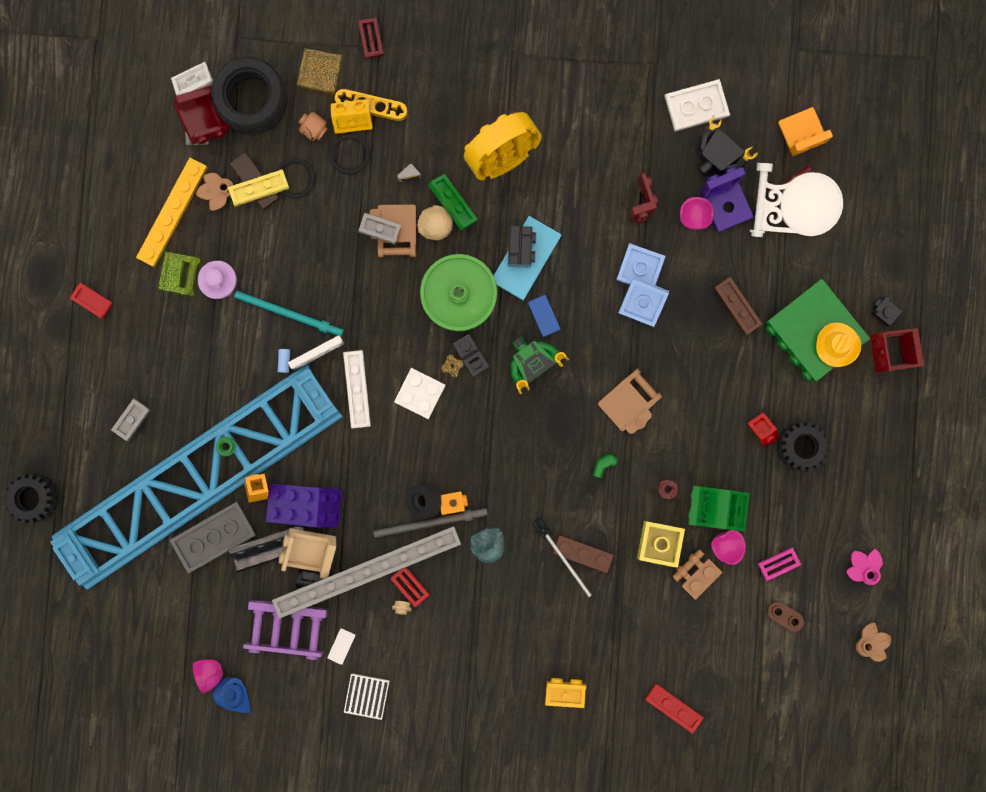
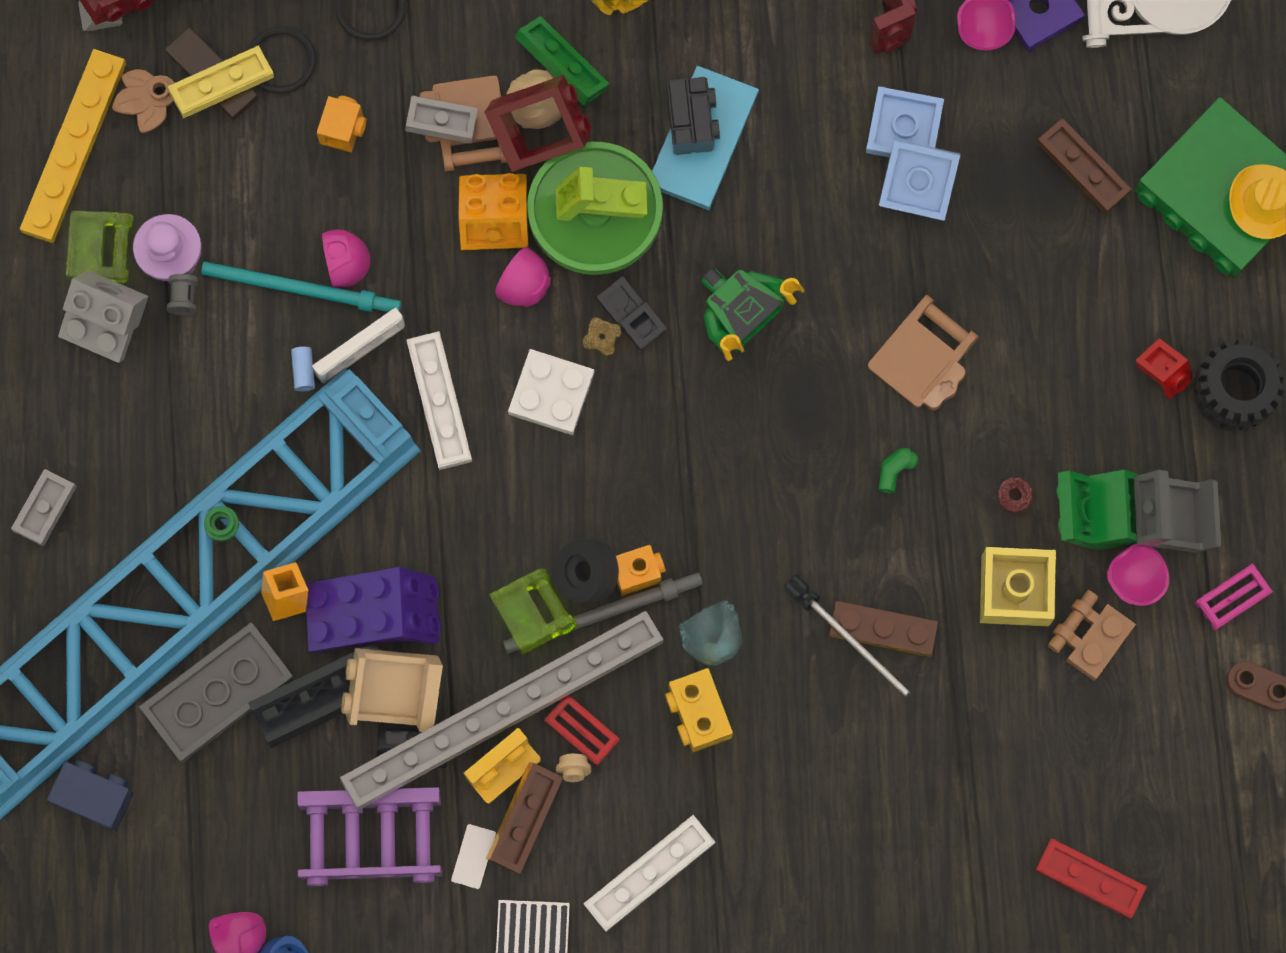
camera: 10 degrees left, 10 degrees down
(137, 585) = (90, 795): none -> dark blue brick
(175, 314) = (101, 315): none -> light grey brick
(222, 309) = (182, 294): none -> dark grey bush
(315, 299) = (345, 258): none -> dark pink helmet
(323, 221) = (341, 123): none -> light orange brick
(363, 602) = (501, 766): none -> yellow bracket
(371, 631) = (524, 818): none -> reddish brown plate
(385, 519) = (522, 615): none -> clear neon green plate
(401, 284) = (493, 211): none -> light orange bracket
(408, 173) = (478, 24): light grey slope -> none
(414, 327) = (524, 279): none -> dark pink helmet
(416, 244) = (508, 133): none -> dark red window
(435, 670) = (649, 873): none -> white tile
(462, 289) = (599, 196): none -> lime bracket
(475, 586) = (699, 710): none -> yellow brick
(544, 316) = (749, 230): blue tile -> none
(565, 693) = (891, 877): yellow bracket -> none
(756, 515) = (1176, 513): none -> dark grey panel

